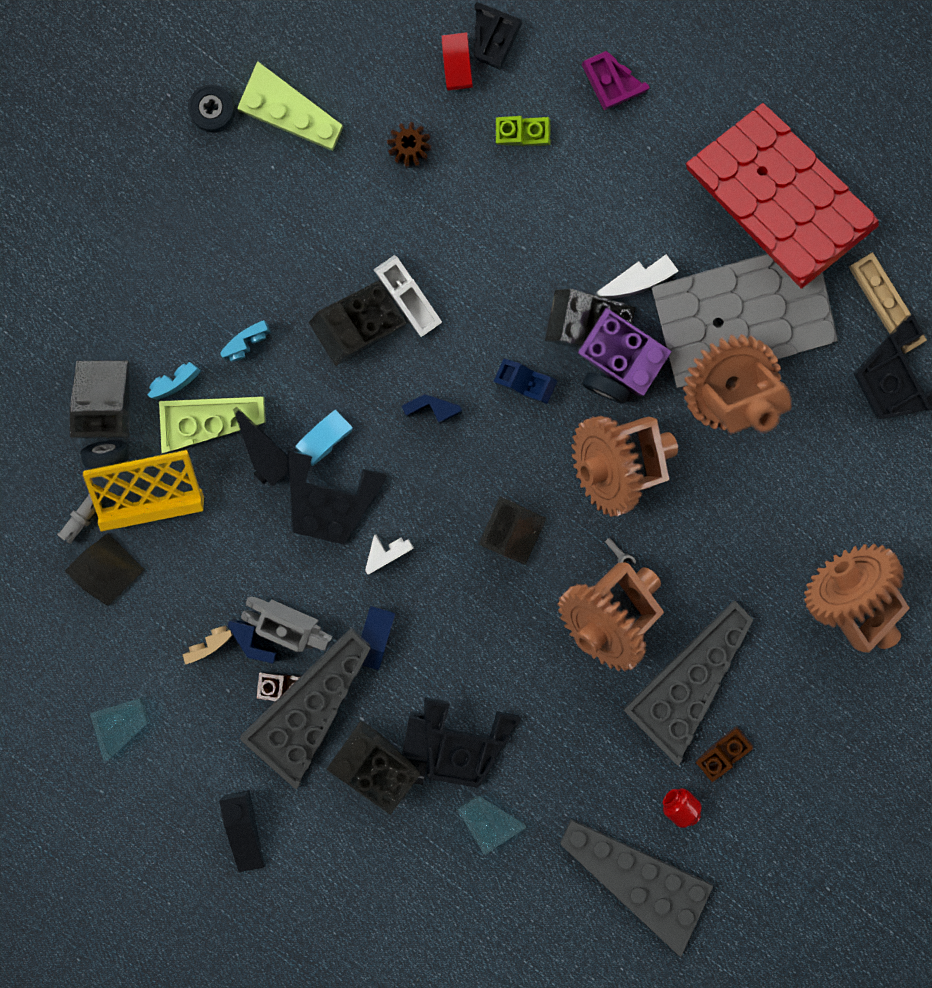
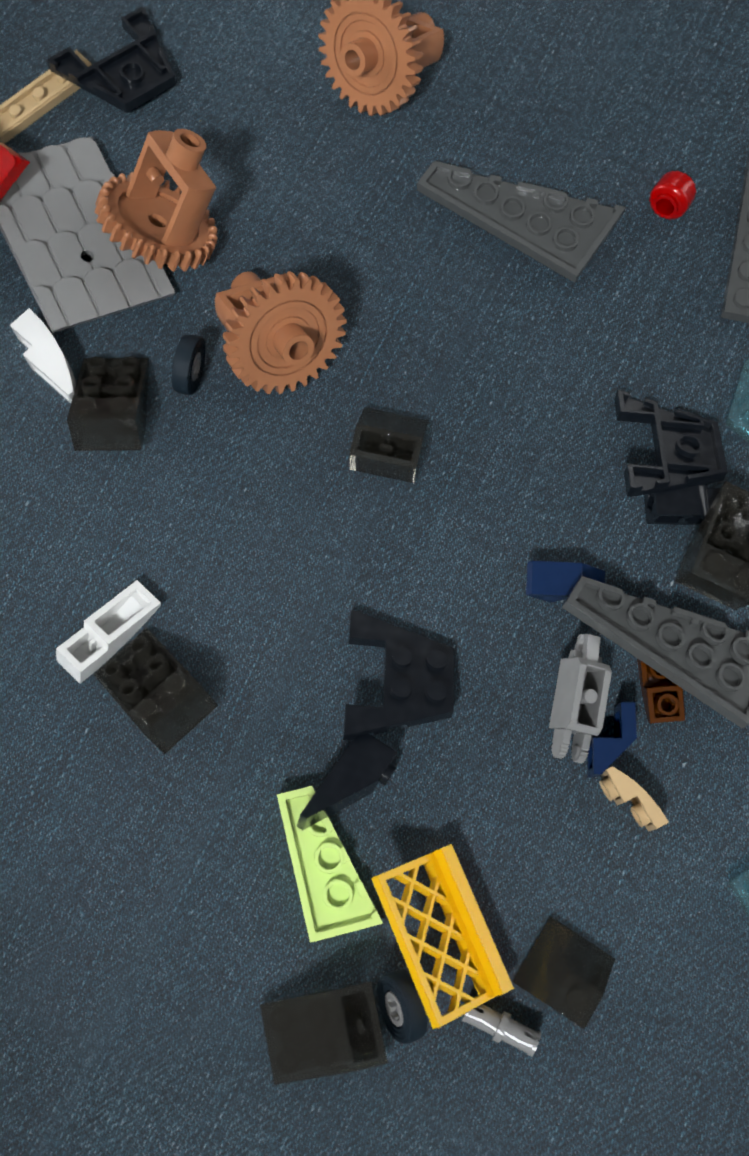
camera: 105 degrees left, 15 degrees down
(166, 386) = (286, 936): medium azure slope -> none
(238, 346) = (211, 843): medium azure slope -> none
(324, 436) = (315, 700): medium azure slope -> none
(379, 557) = (460, 595): white slope -> none
(442, 409) = (250, 560): dark blue slope -> none
(525, 381) = (197, 468): dark blue slope -> none
(599, 625) = (483, 303): nougat piece -> none
(619, 553) = (394, 315): light grey hand -> none
(624, 353) = (140, 346): medium lavender slope -> none
(724, 754) = (595, 169): reddish brown slope -> none

